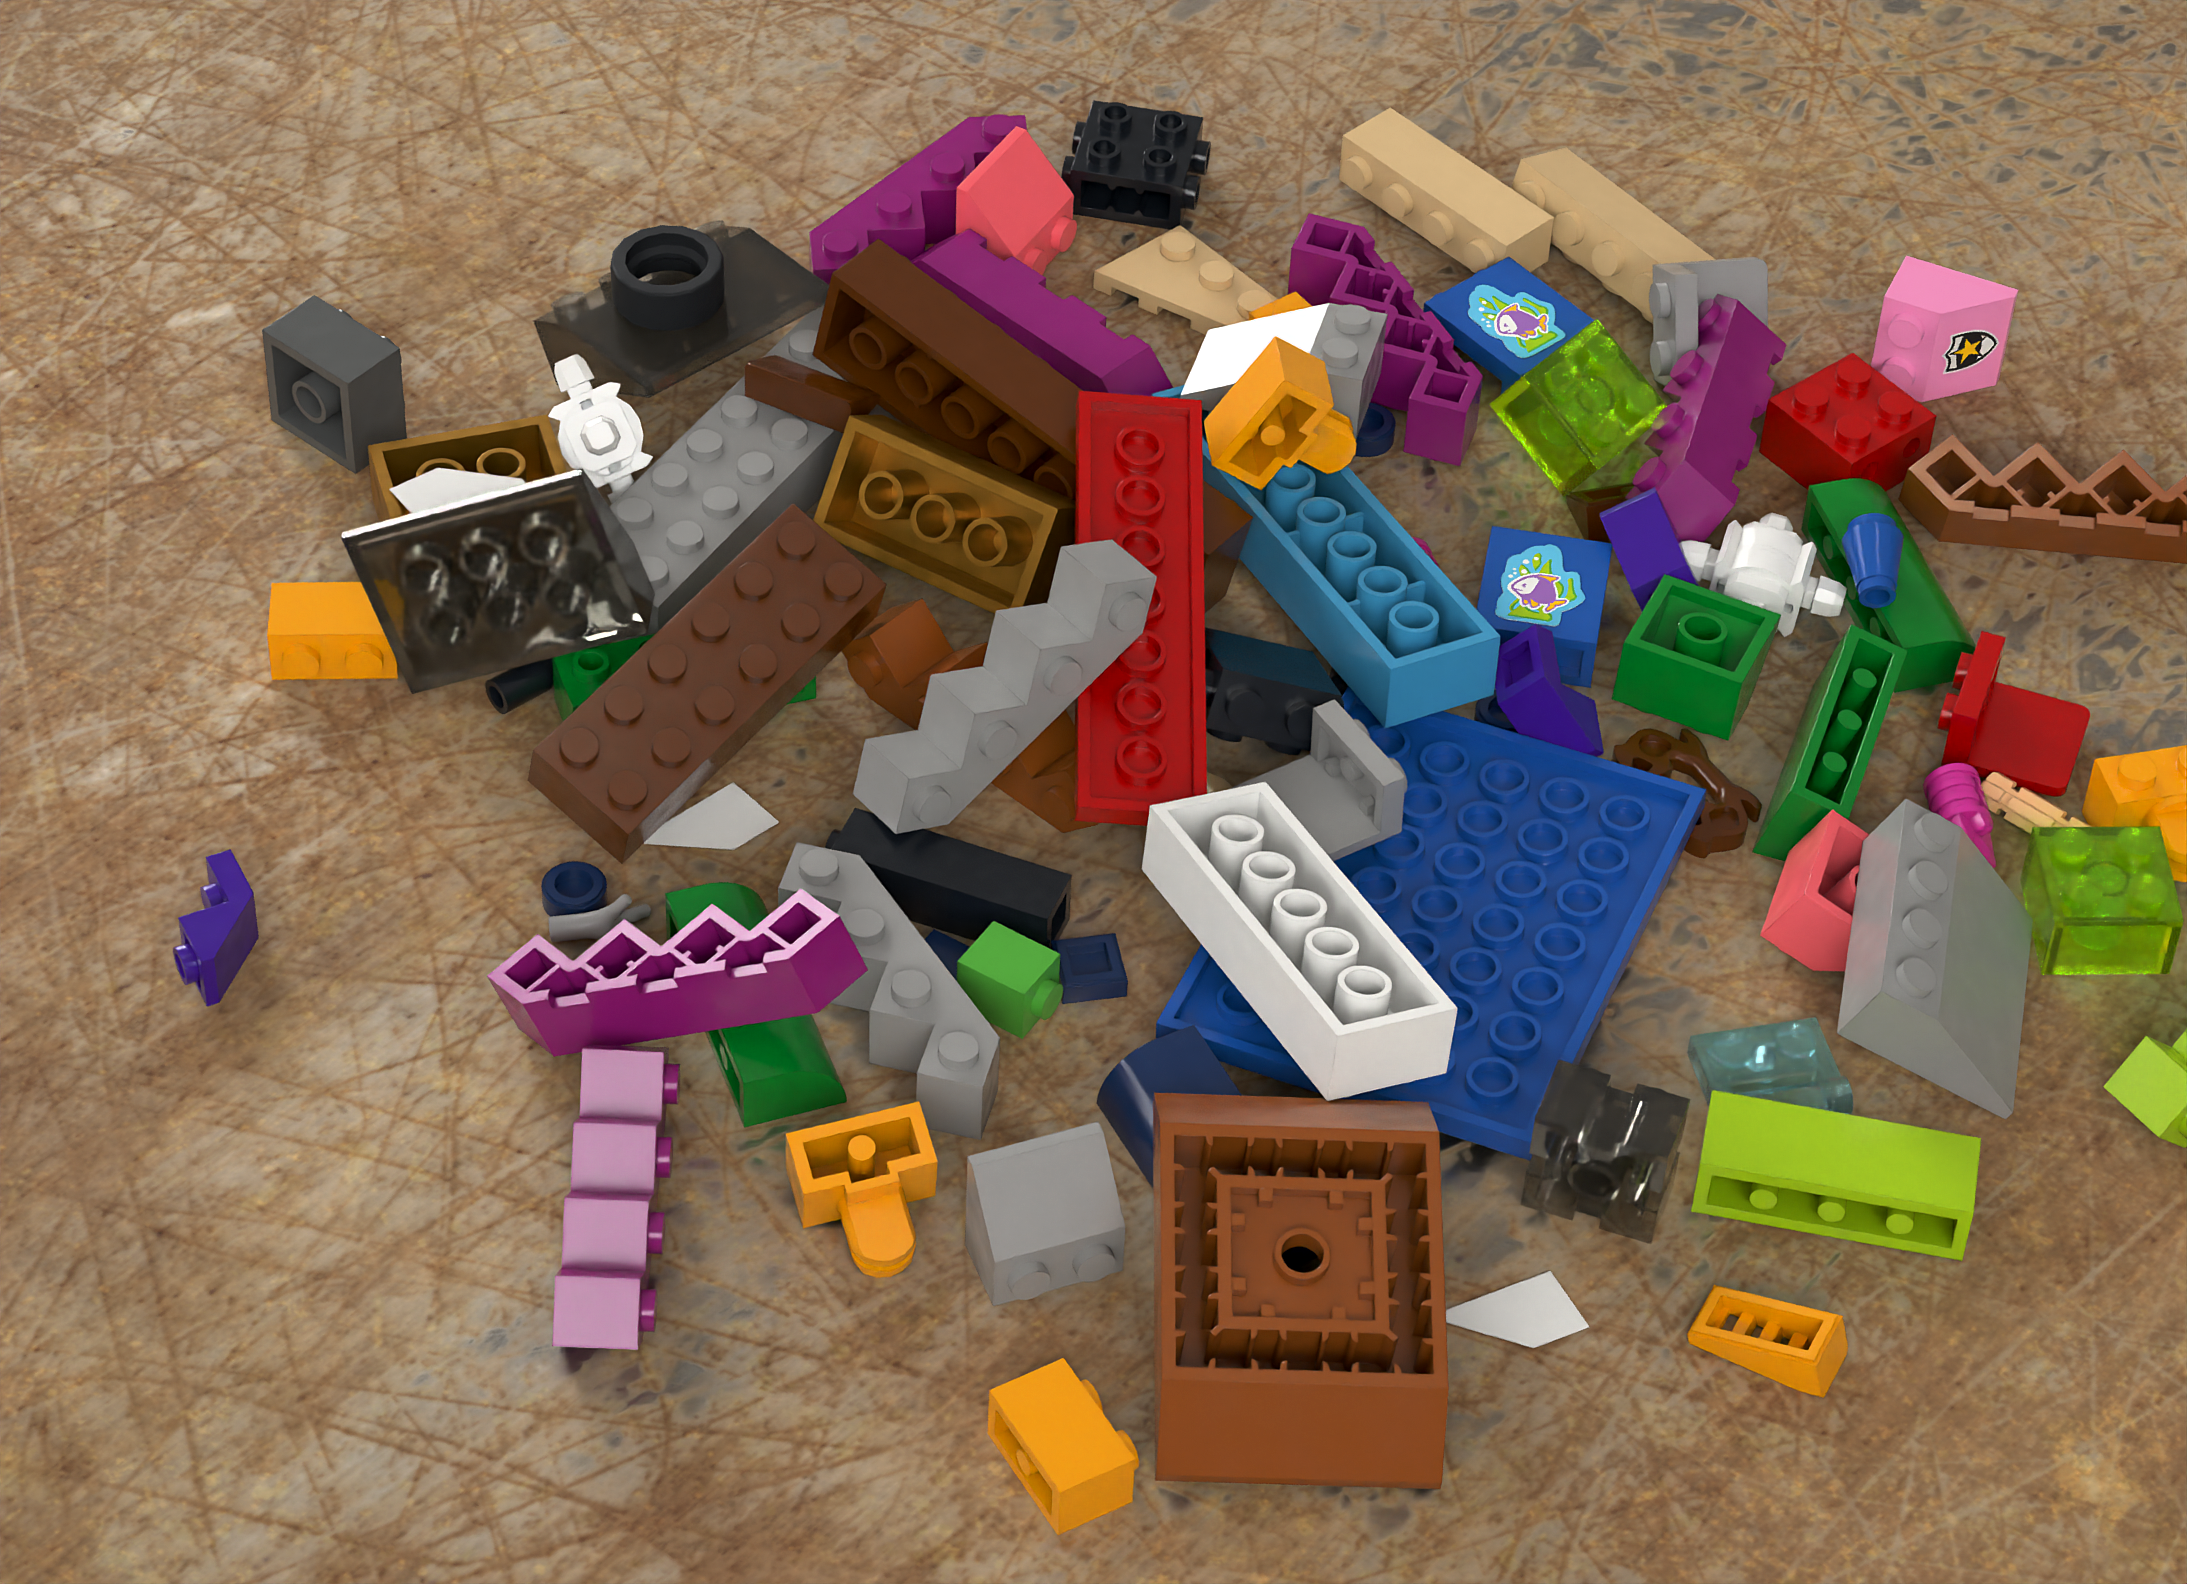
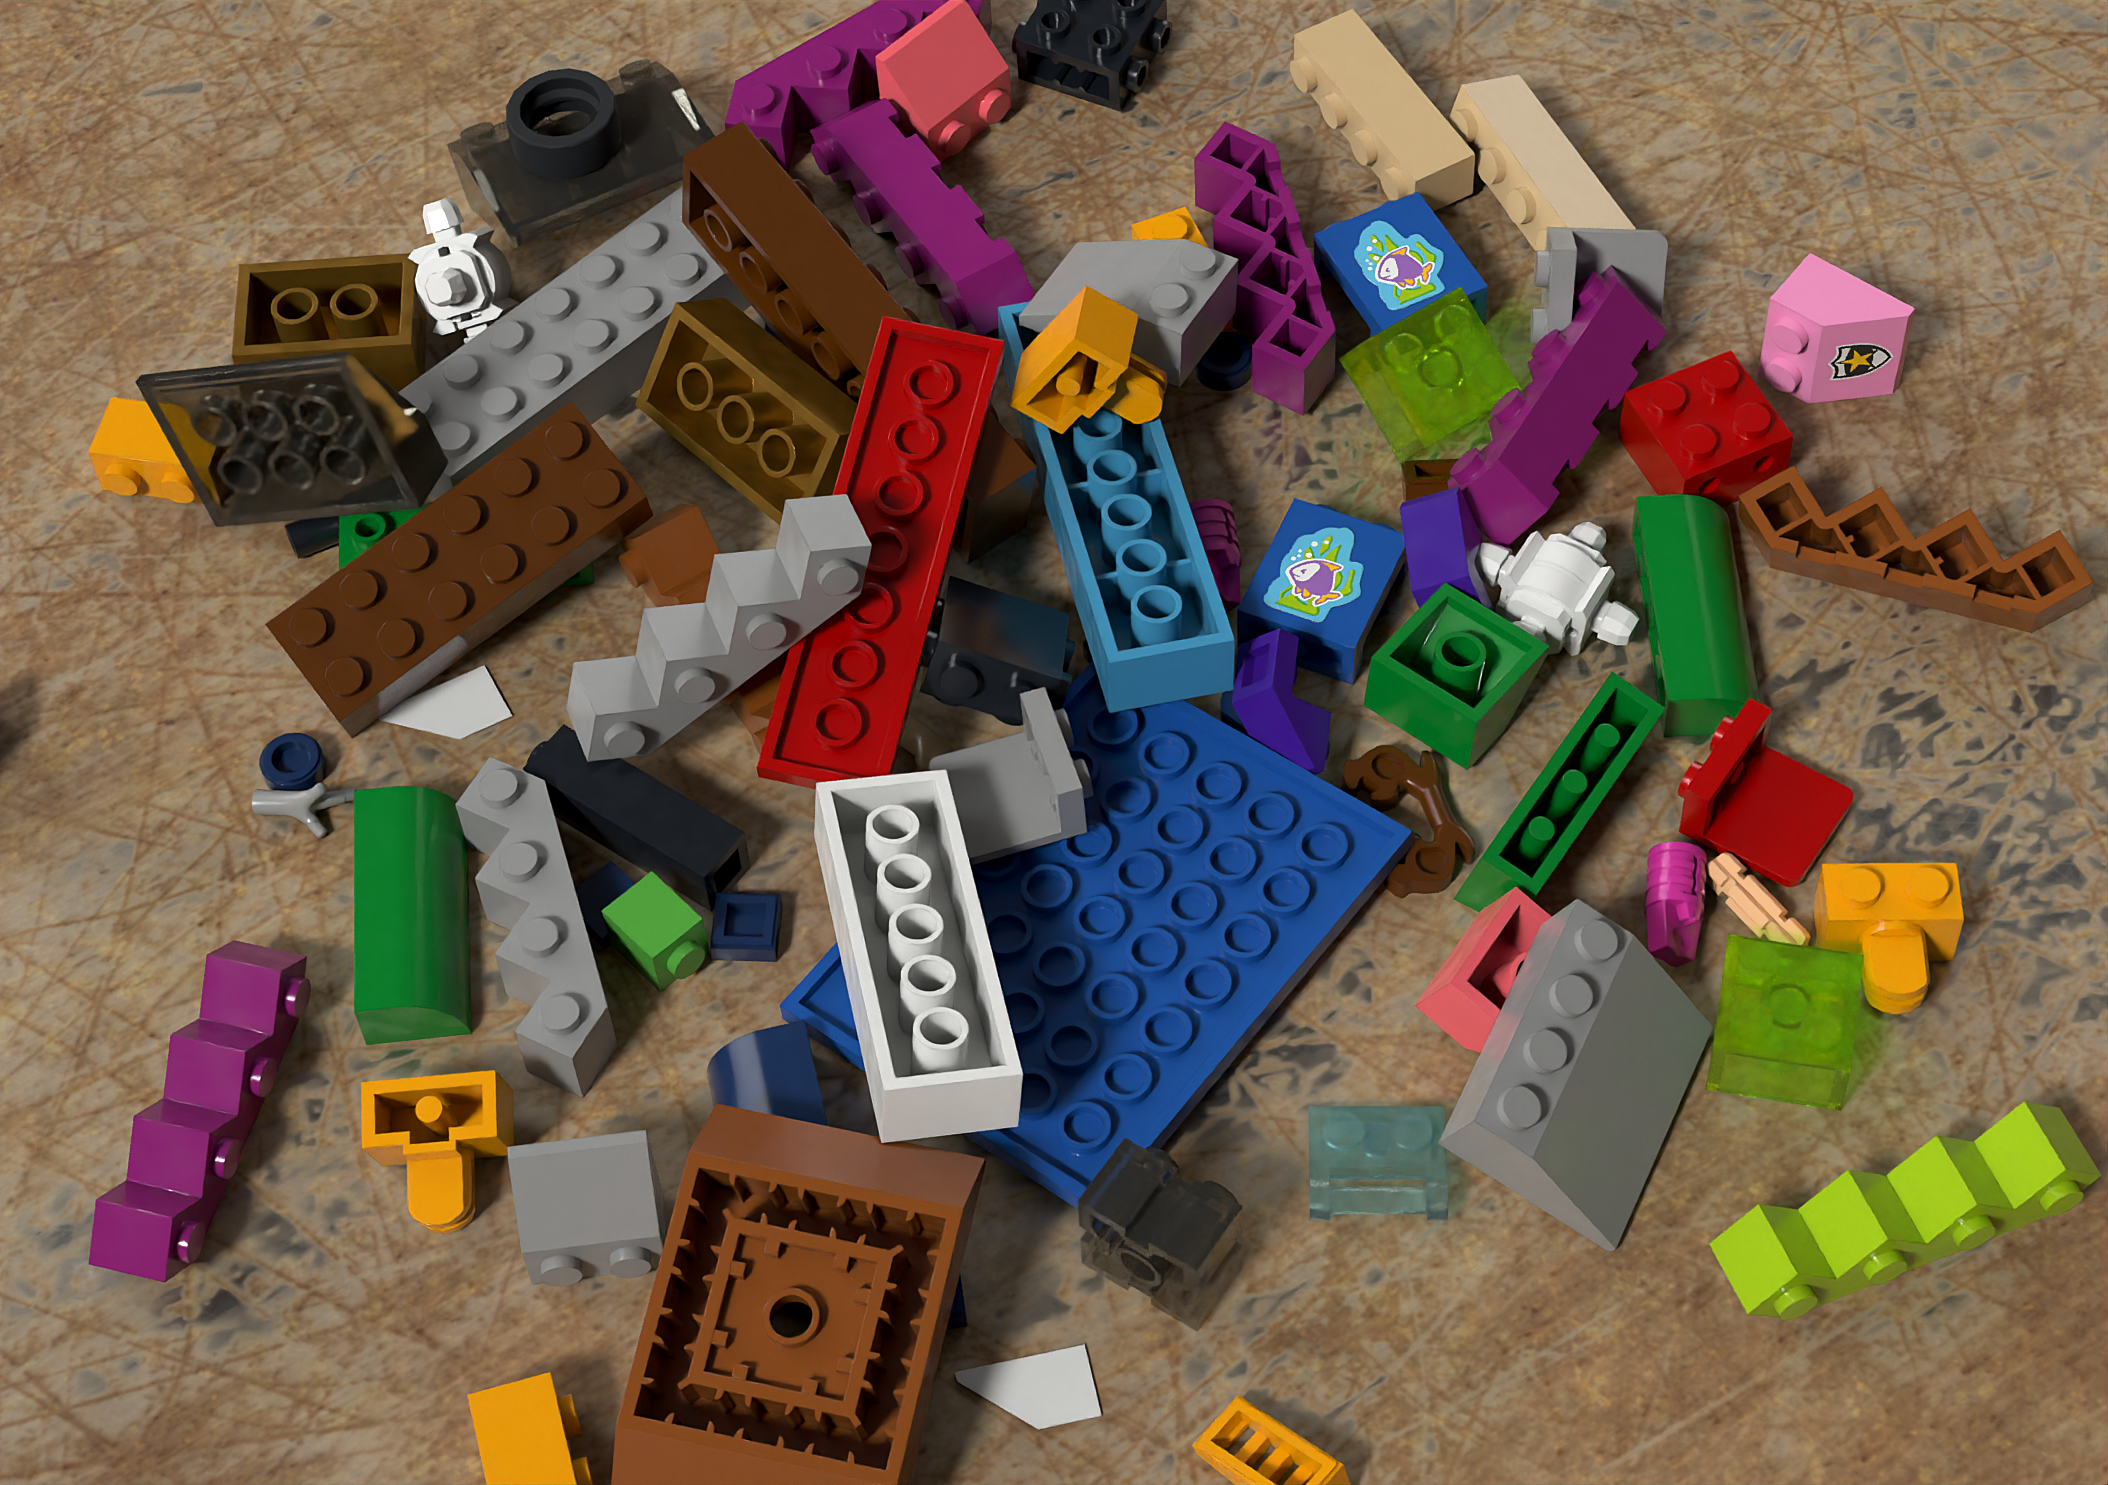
camera: 20 degrees right, 10 degrees up
(334, 382) = (243, 186): dark grey brick -> none
(448, 486) = (295, 326): white sticker -> none
(696, 982) = (322, 901): magenta brick -> none
(806, 392) = (662, 261): reddish brown slope -> none
(1184, 278) = (1101, 171): tan wing -> none
(1837, 1175) = (1400, 1294): lime brick -> none
(1874, 557) = (1664, 596): blue cone -> none

